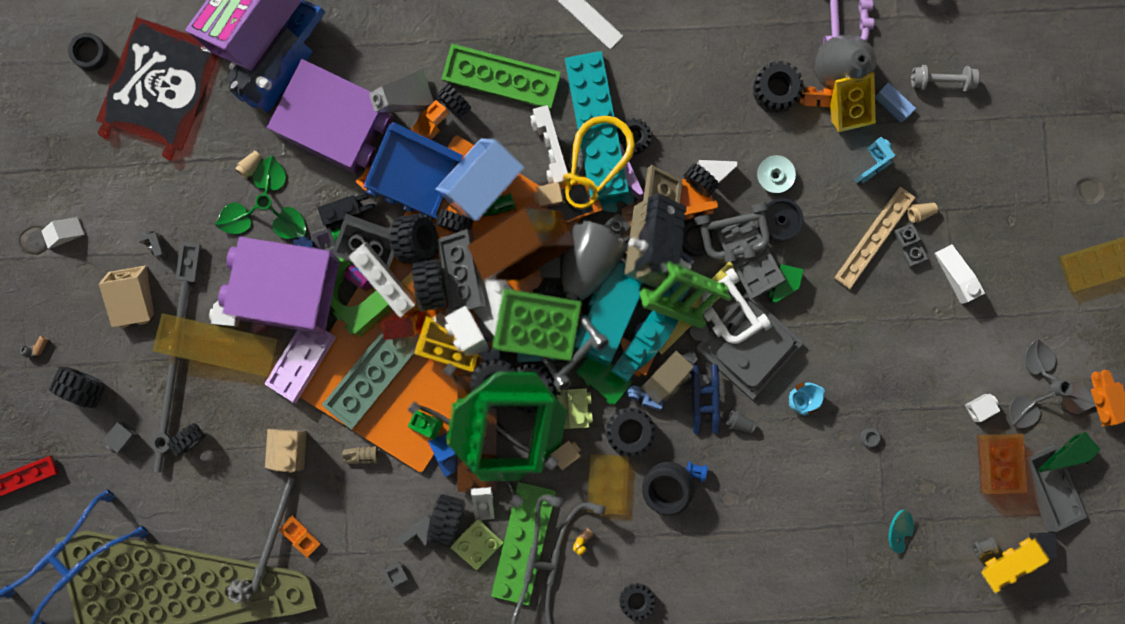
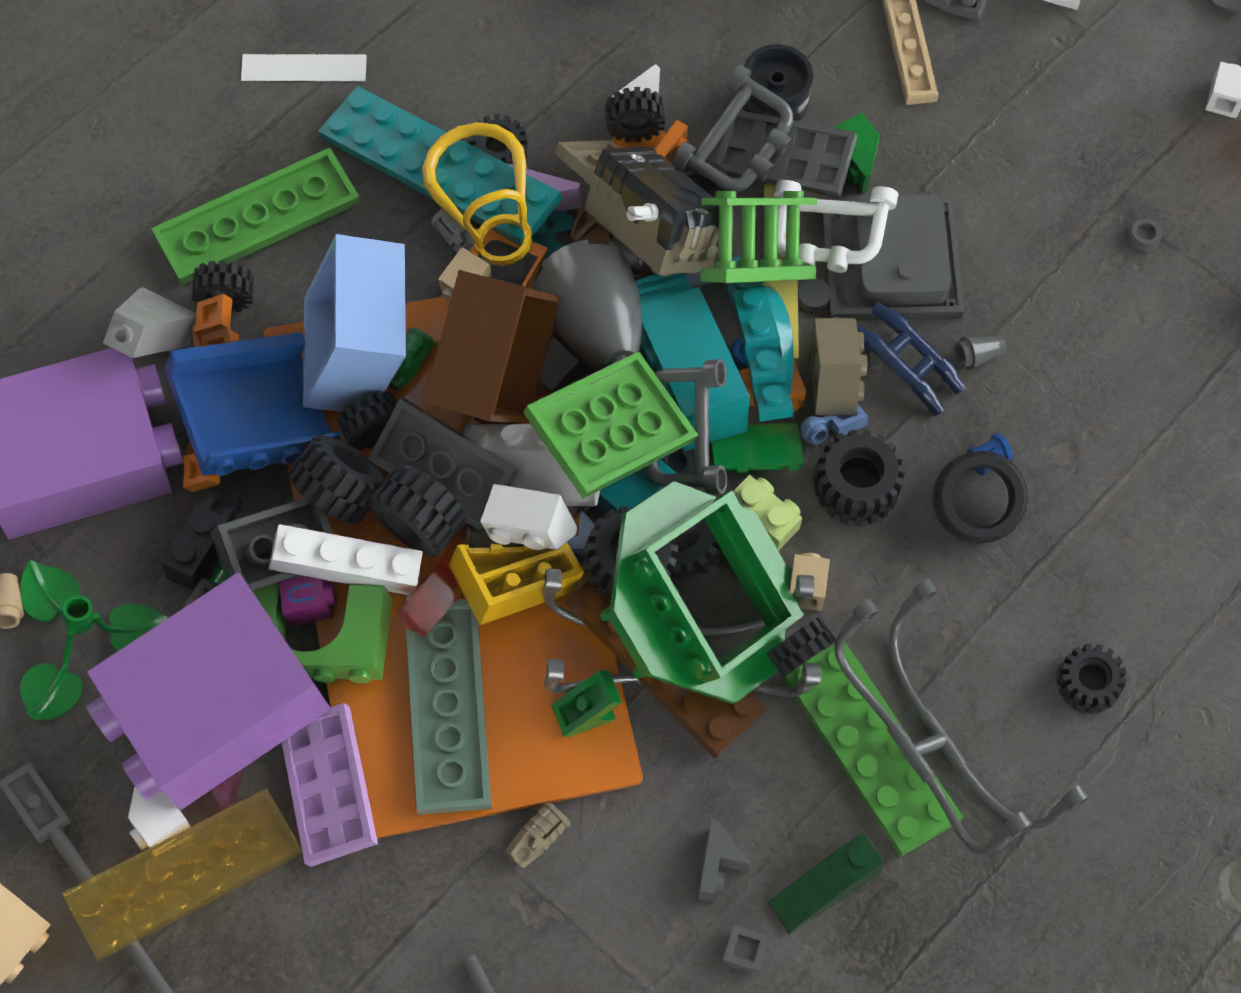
camera: 45 degrees left, 20 degrees down
(285, 450) = (421, 919): tan slope -> none
(444, 455) = (648, 725): blue slope -> none
(445, 520) = (743, 798): black tyre -> none
(450, 580) = (827, 882): none -> dark green slope
(476, 544) = (812, 803): yellowish green hinge -> none
(483, 503) = (765, 739): white slope -> none
(527, 484) = (801, 646): none -> black tyre
(543, 124) = (379, 216): white piece -> none
(581, 540) = (940, 669): arm -> none
(608, 482) = (891, 565): clear yellow plate -> none
(782, 167) = (715, 35): light aqua dish -> none
(806, 398) = (1024, 250): medium azure hair -> none

